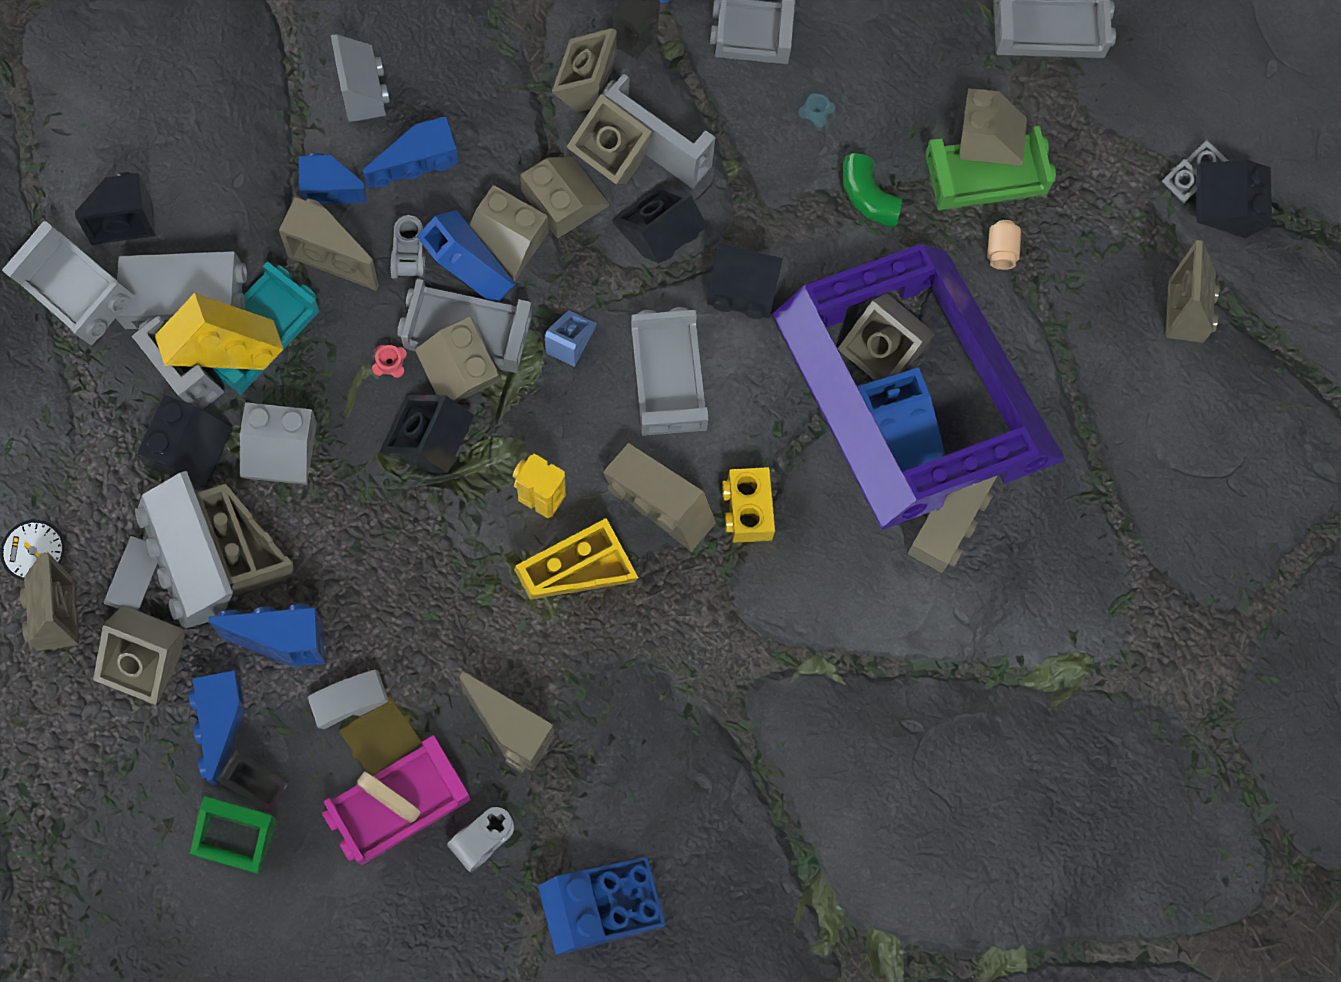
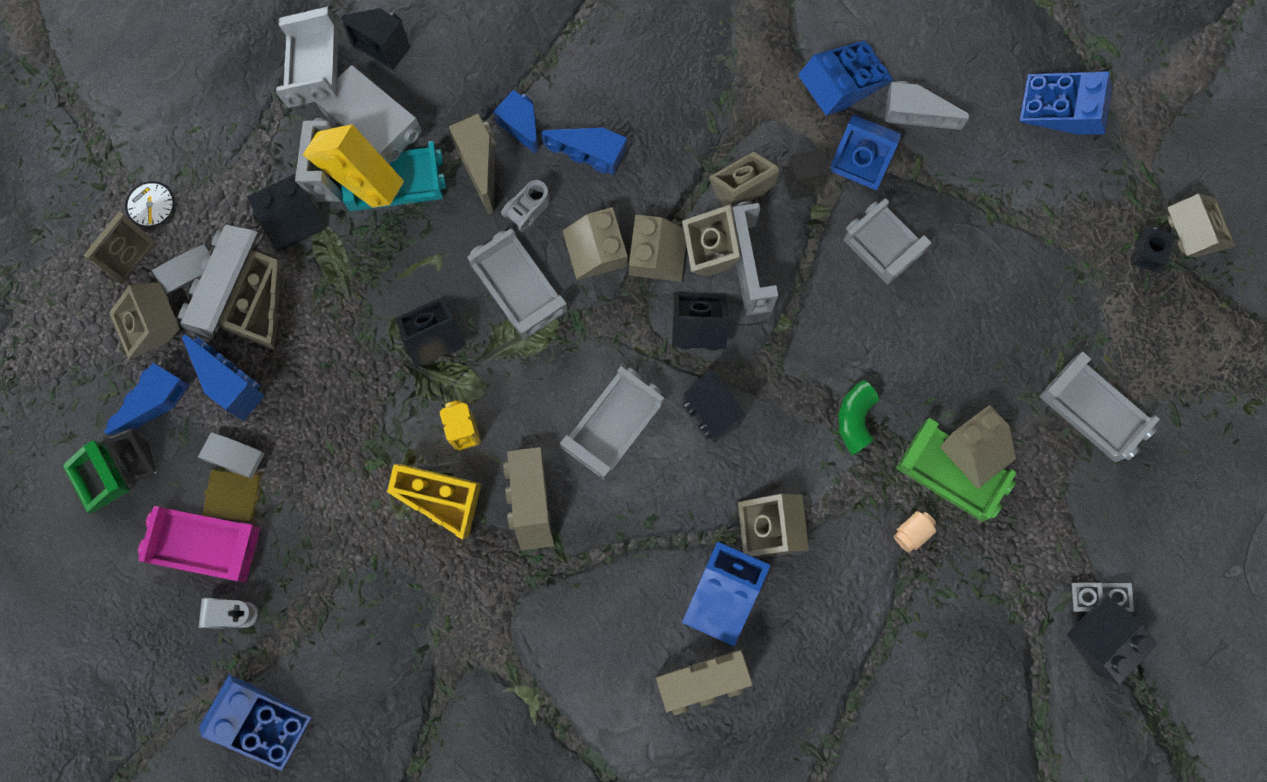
camera: 50 degrees right, 5 degrees up
(276, 443) = (337, 260): light grey slope -> none
(359, 78) = (596, 68): light grey slope -> none
(386, 352) = (448, 259): coral plate -> none
(388, 797) = (193, 538): tan tile -> none
(458, 361) = (489, 303): dark tan slope -> none
(465, 255) = (554, 235): blue slope -> none
(516, 730) = (299, 560): dark tan slope -> none
(569, 337) = (574, 345): medium blue slope -> none
(756, 505) = (587, 558): yellow brick -> none
(819, 102) = (881, 326): clear light blue plate -> none
(922, 489) = (668, 642): dark purple slope -> none
(1192, 297) = (1011, 684): dark tan slope -> none

